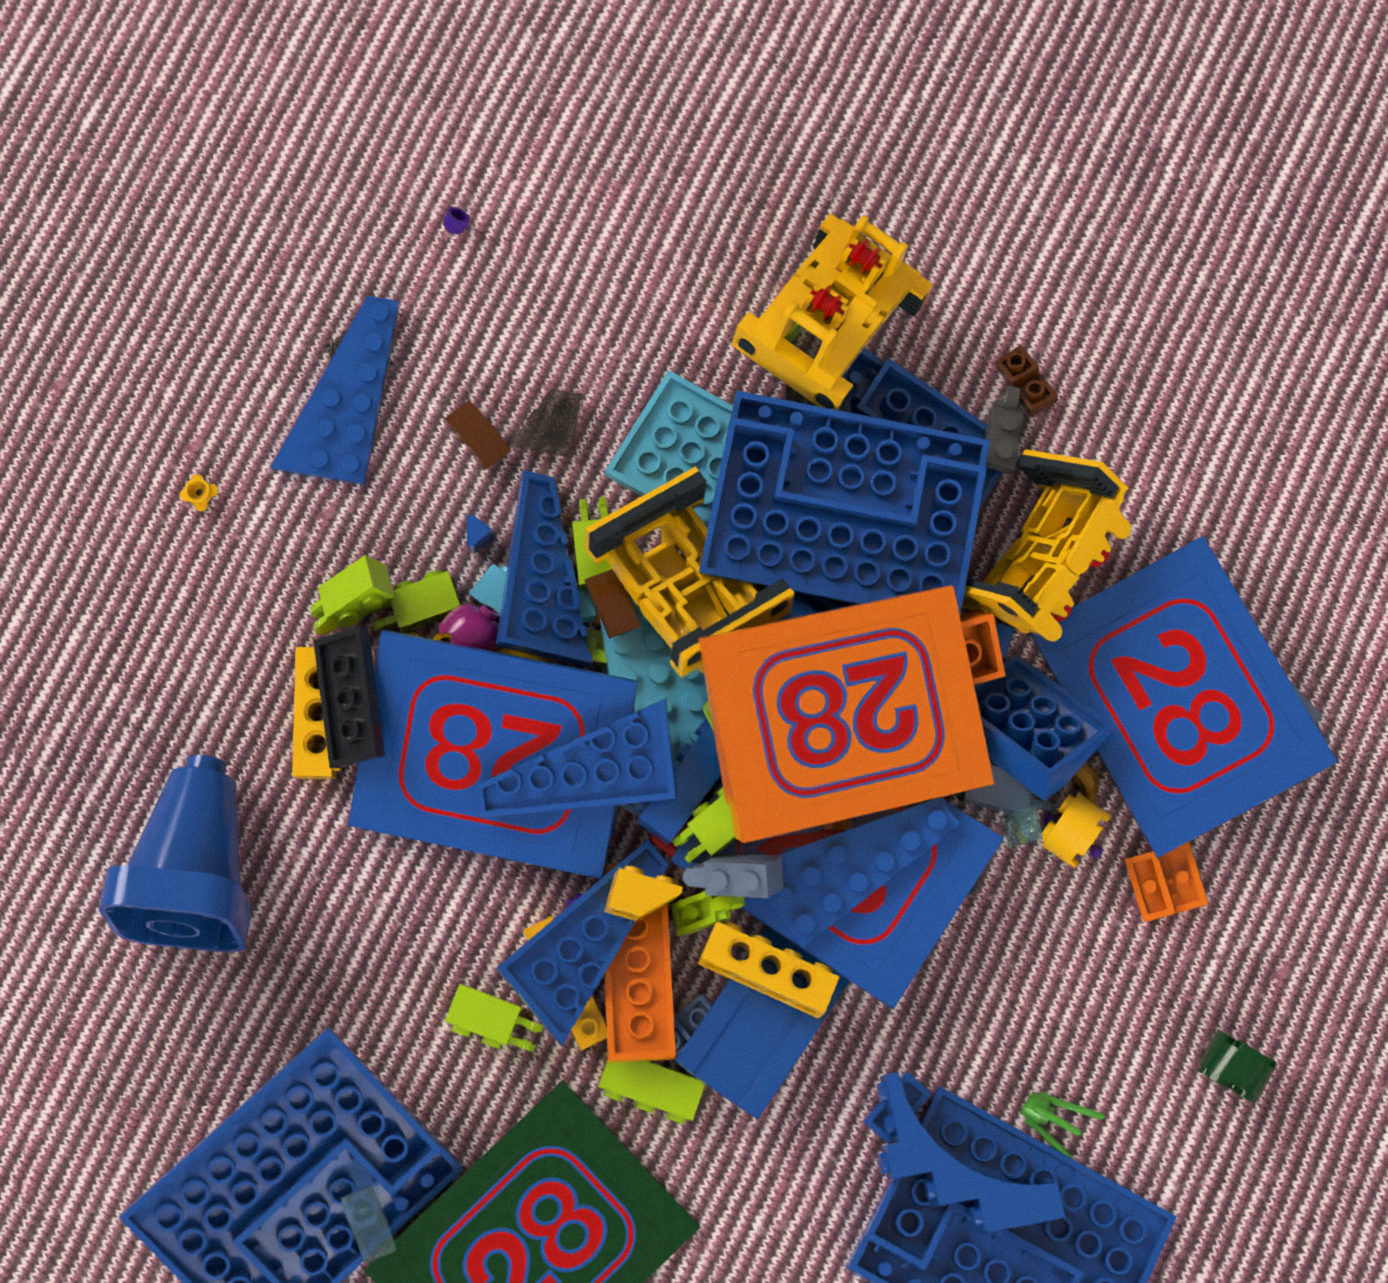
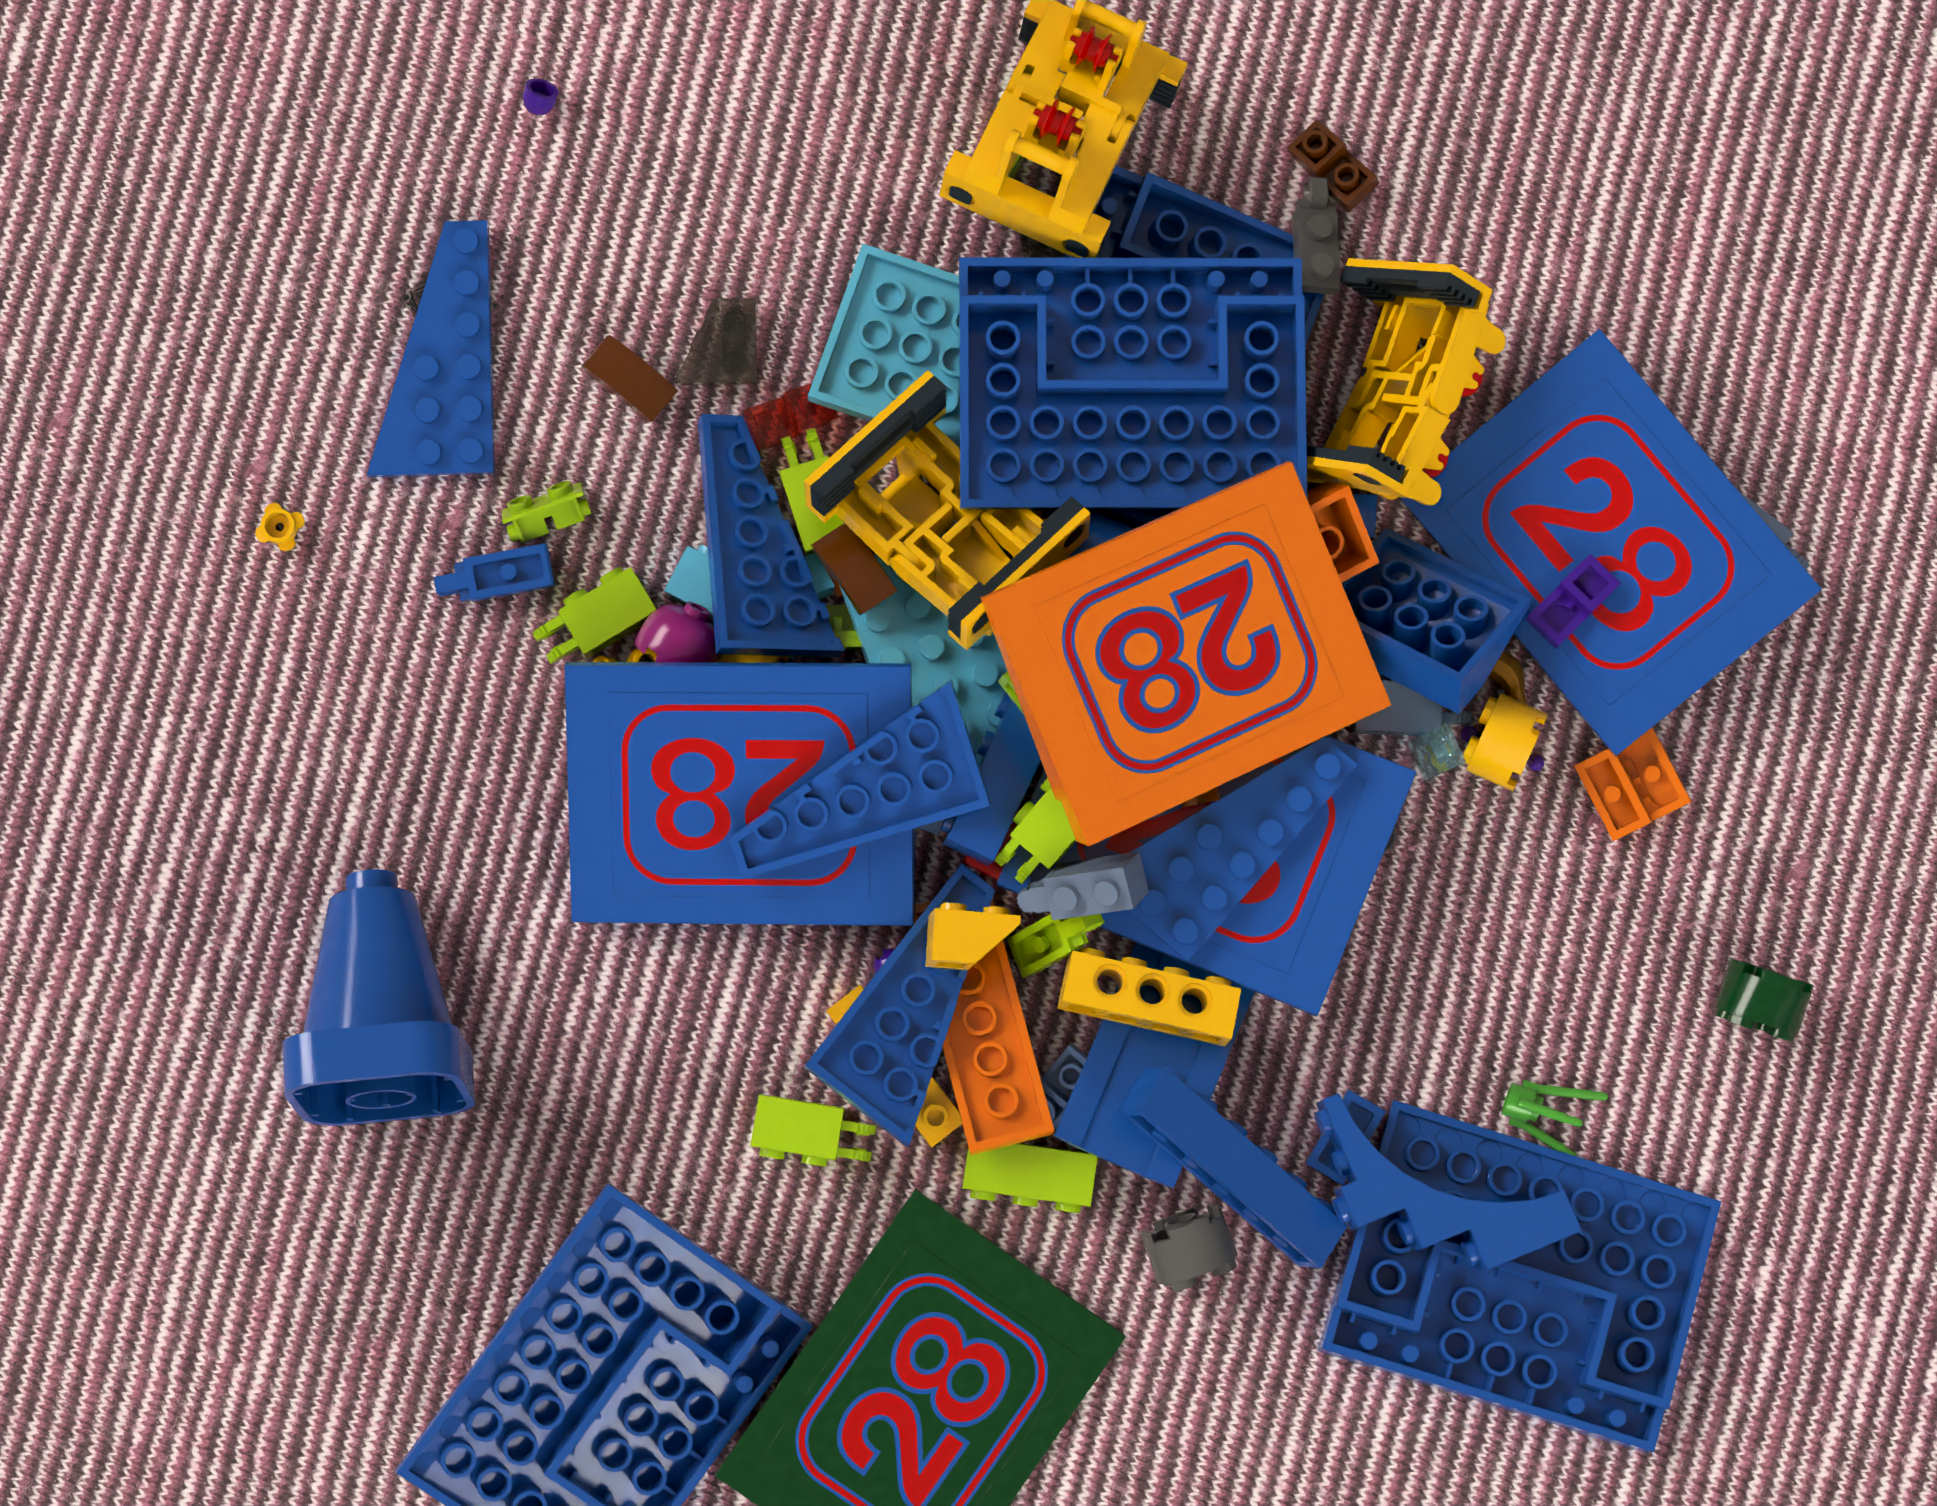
camera: 15 degrees left, 5 degrees up
(306, 698) = (475, 723): yellow brick -> none
(338, 555) = (499, 574): none -> blue hinge
(349, 697) = (540, 758): black plate -> none
(351, 595) = (512, 623): lime hinge -> none
(369, 1224) = (710, 1417): clear light blue slope -> none
(407, 515) = (559, 503): none -> lime hinge
(477, 533) = (657, 509): blue slope -> none
(587, 485) = (786, 417): none -> clear red slope
(762, 1168) = (1190, 1246): none -> dark grey brick
(807, 1112) = (1233, 1166): none -> blue brick
(1146, 734) = (1573, 601): none -> dark purple slope

